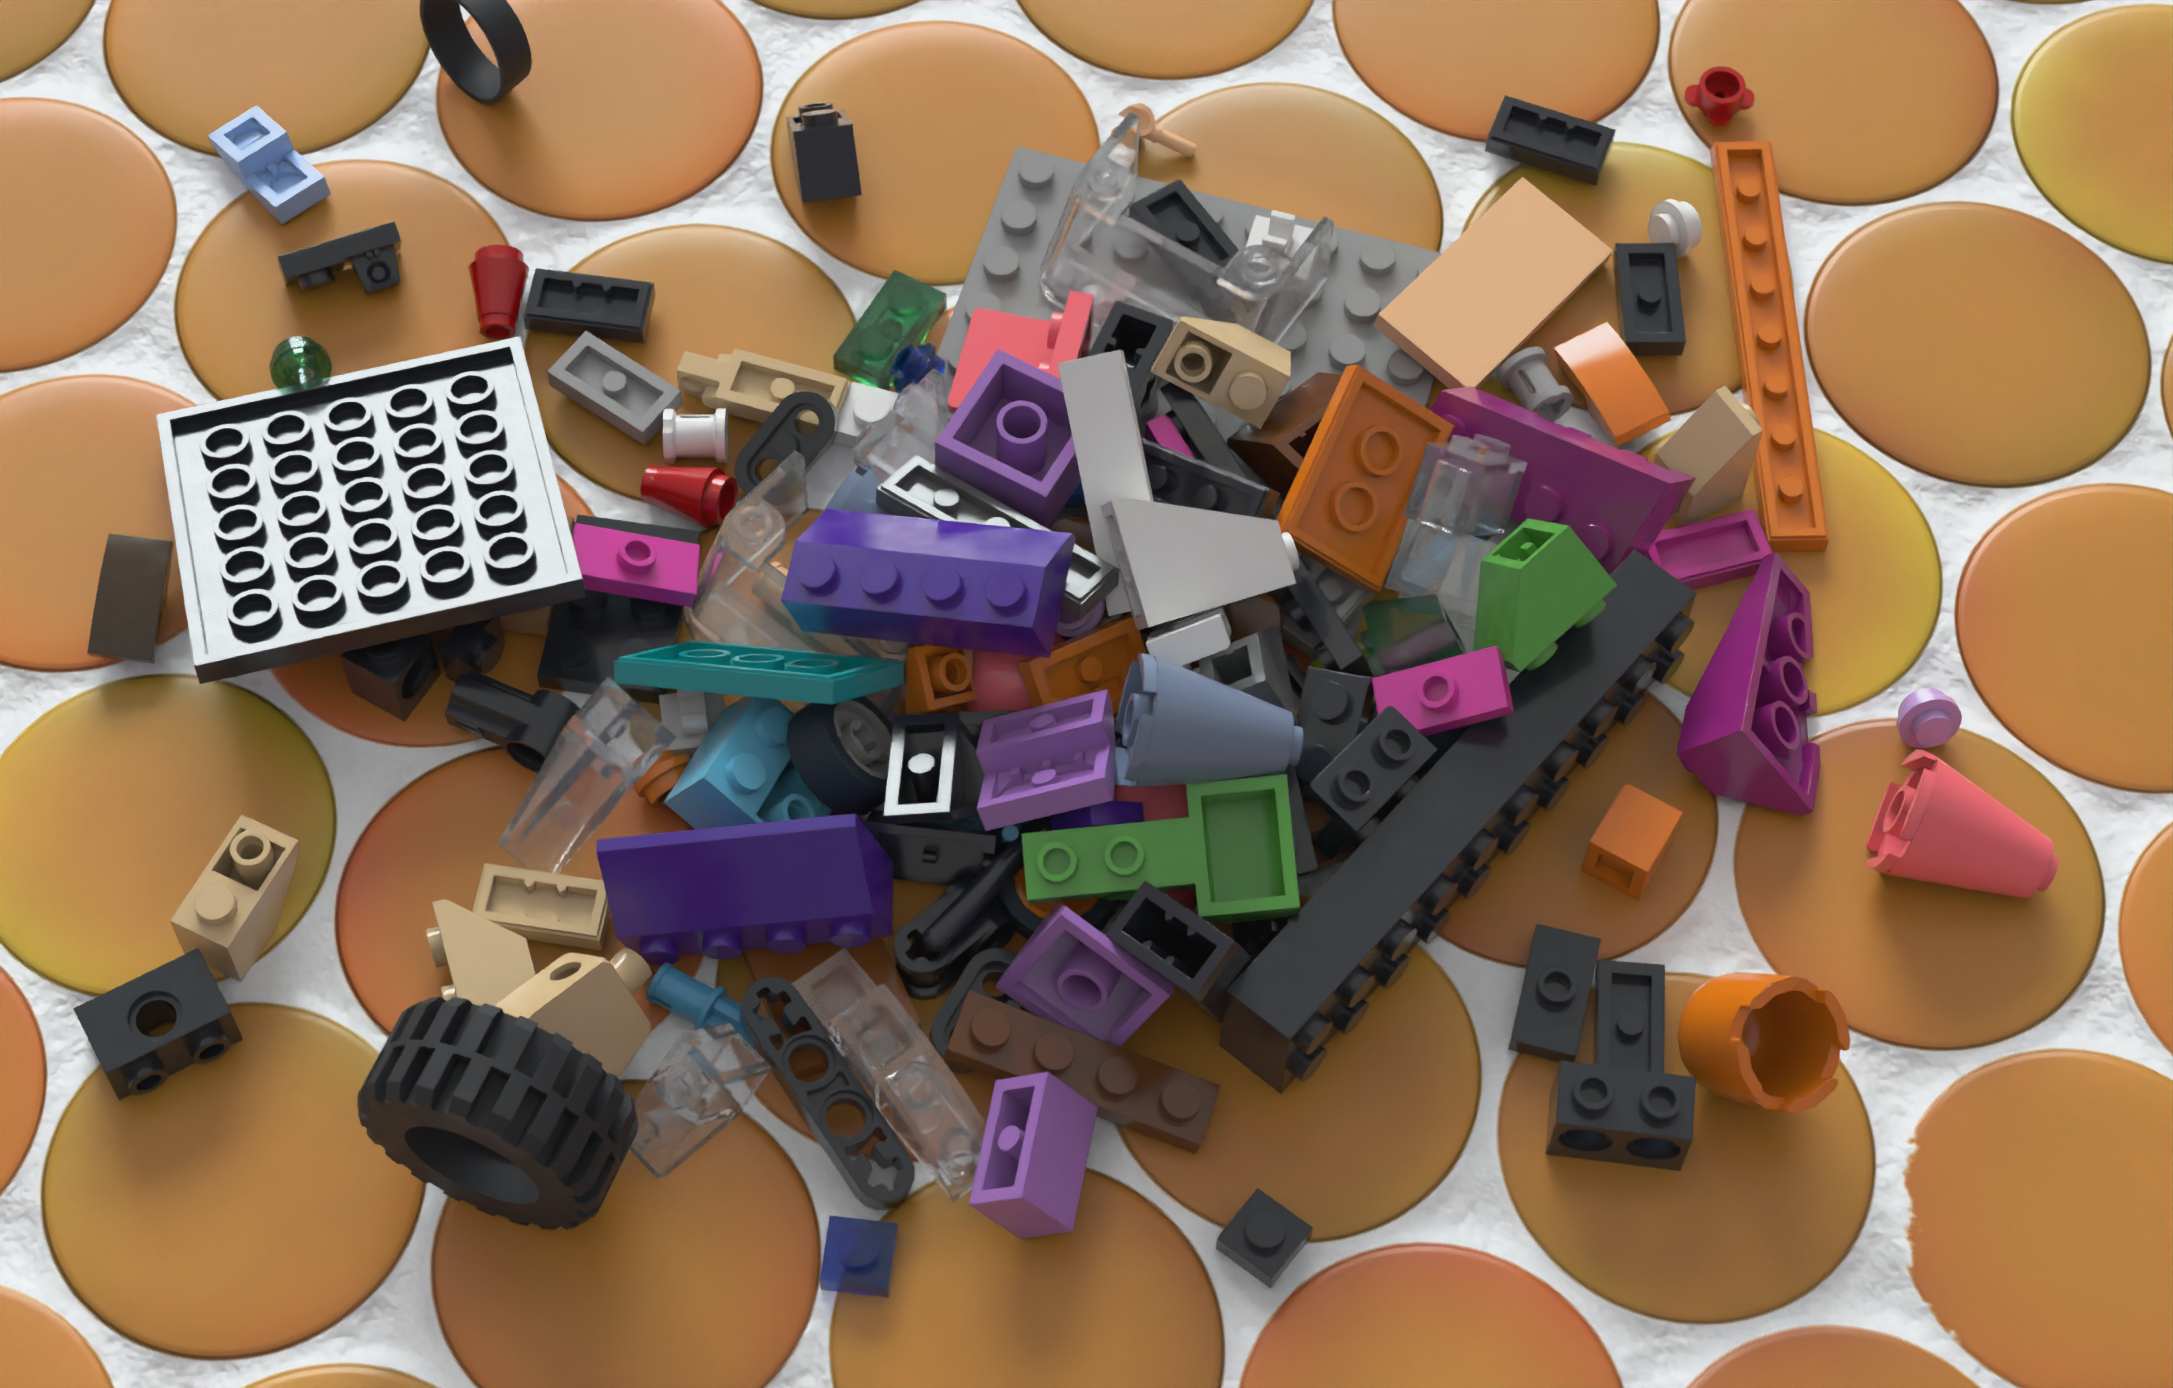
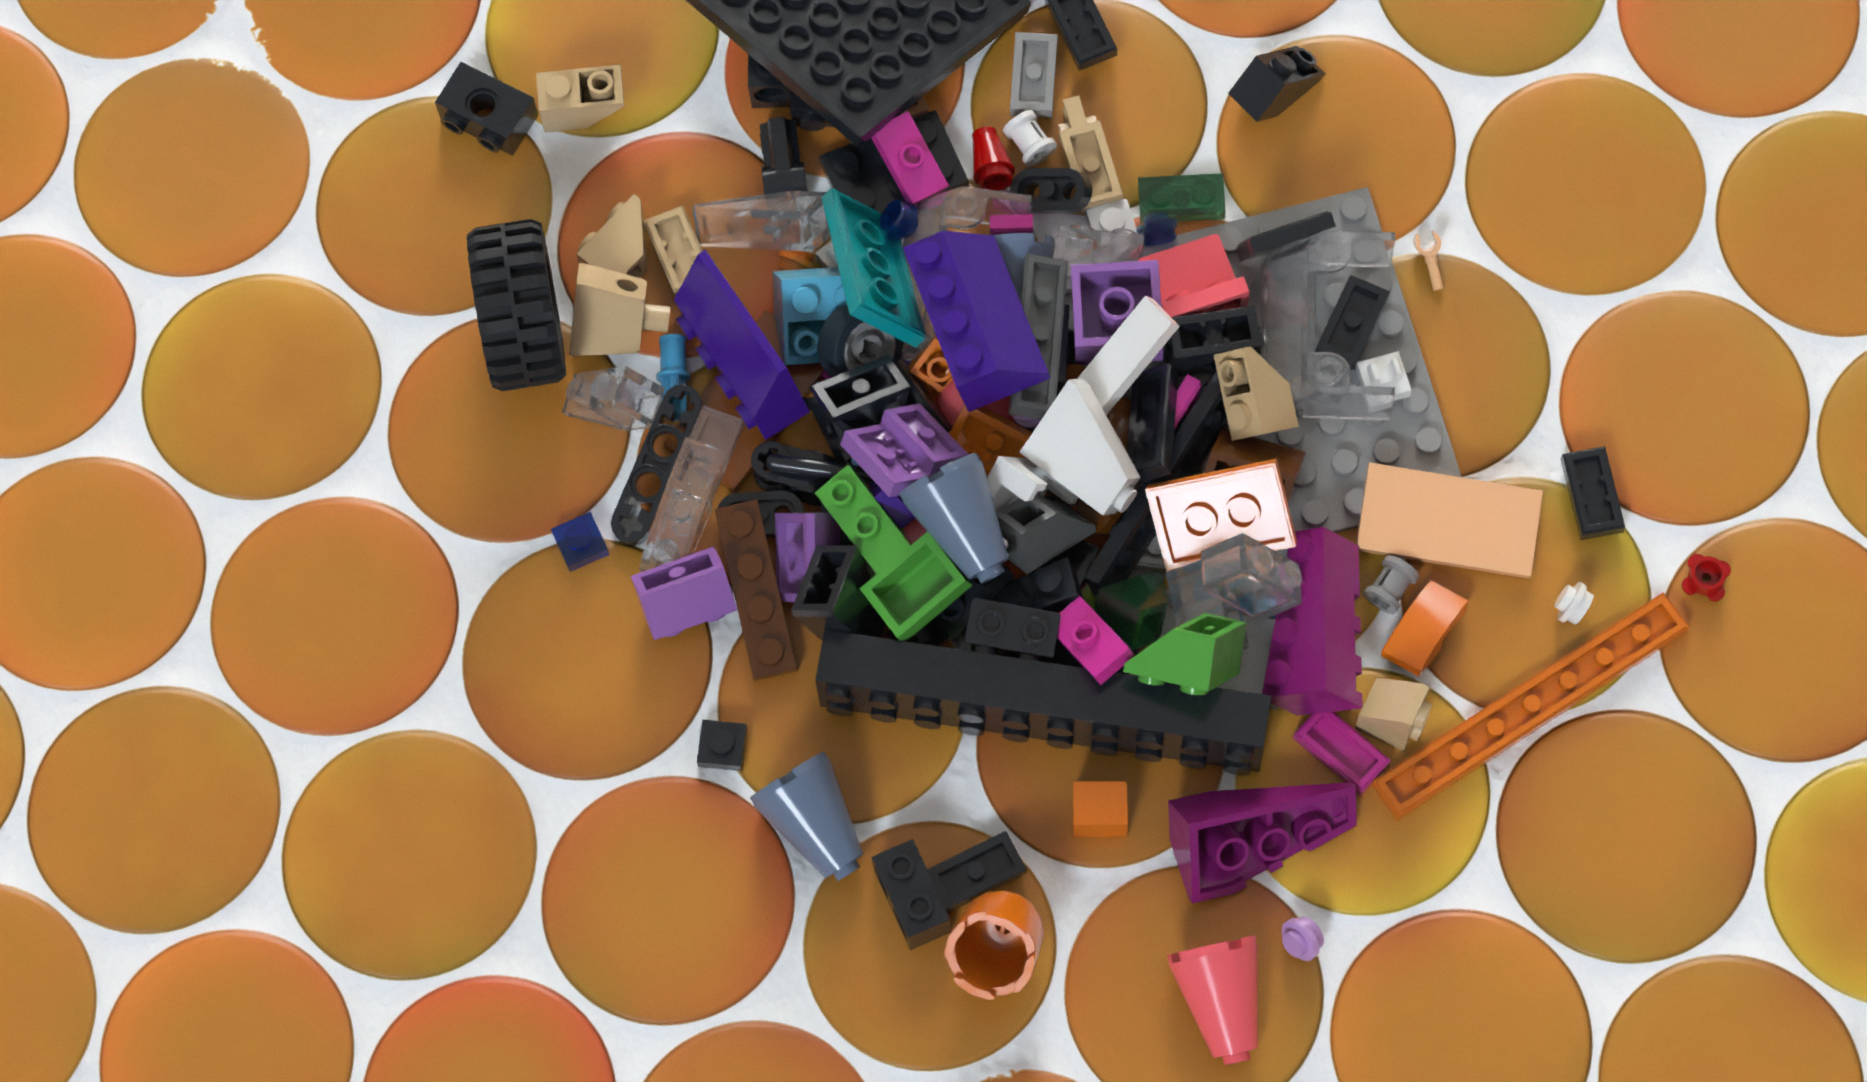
camera: 65 degrees right, 10 degrees up
(692, 621) = (899, 220): none -> clear blue plate
(803, 511) = (1011, 224): none -> dark pink tile
(1042, 230) = (1284, 235): none -> black tile
(1441, 1170) = (813, 816): none -> sand blue cone
(1554, 994) = (975, 819): black plate -> none
(1649, 298) = (1507, 616): black plate -> none

